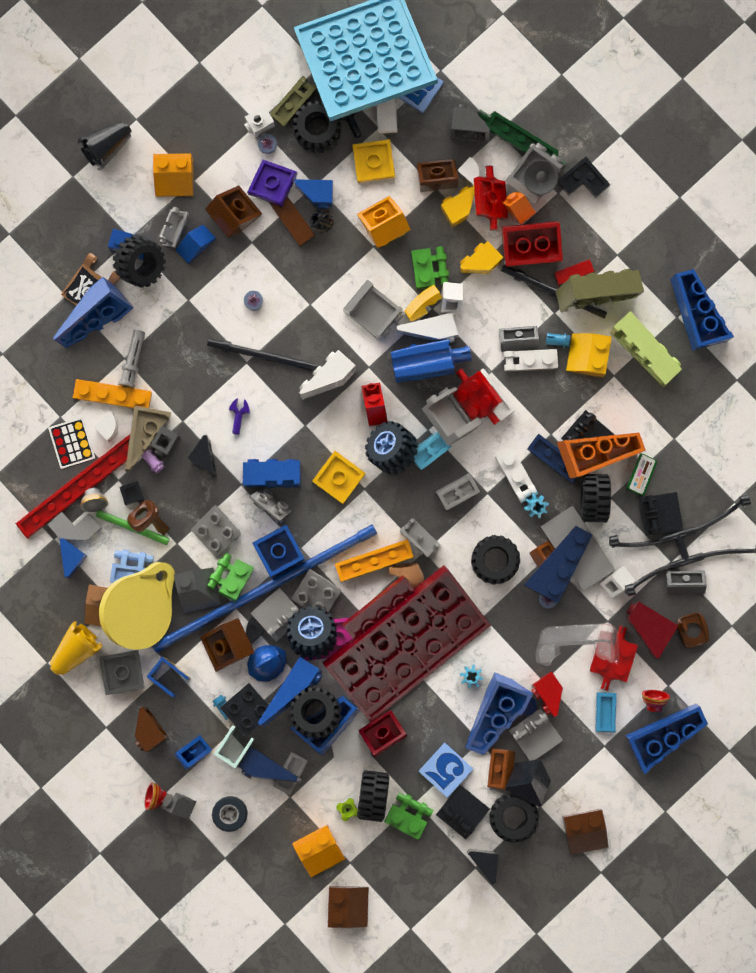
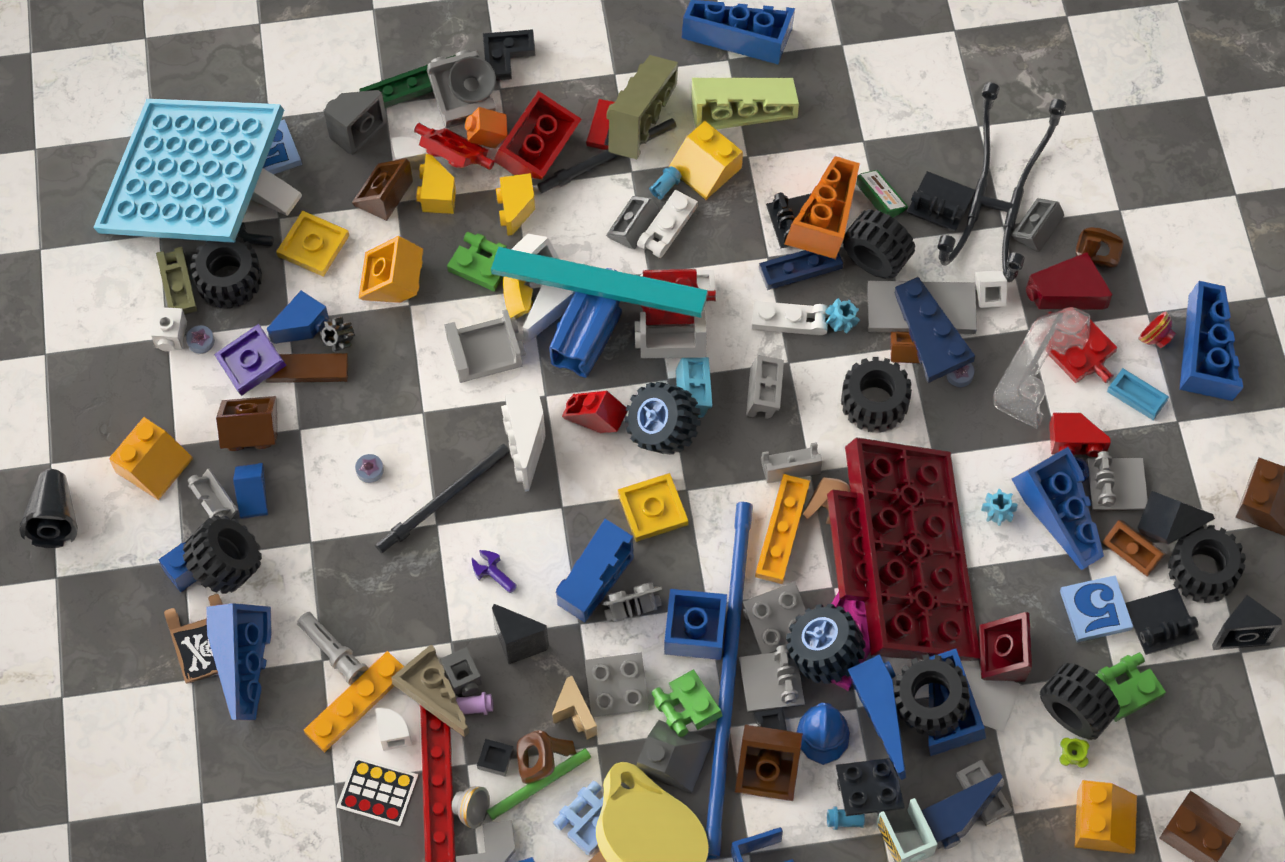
camera: 60 degrees left, 20 degrees down
(189, 513) = (572, 703): none -> tan slope
(451, 352) = (599, 282): none -> teal tile

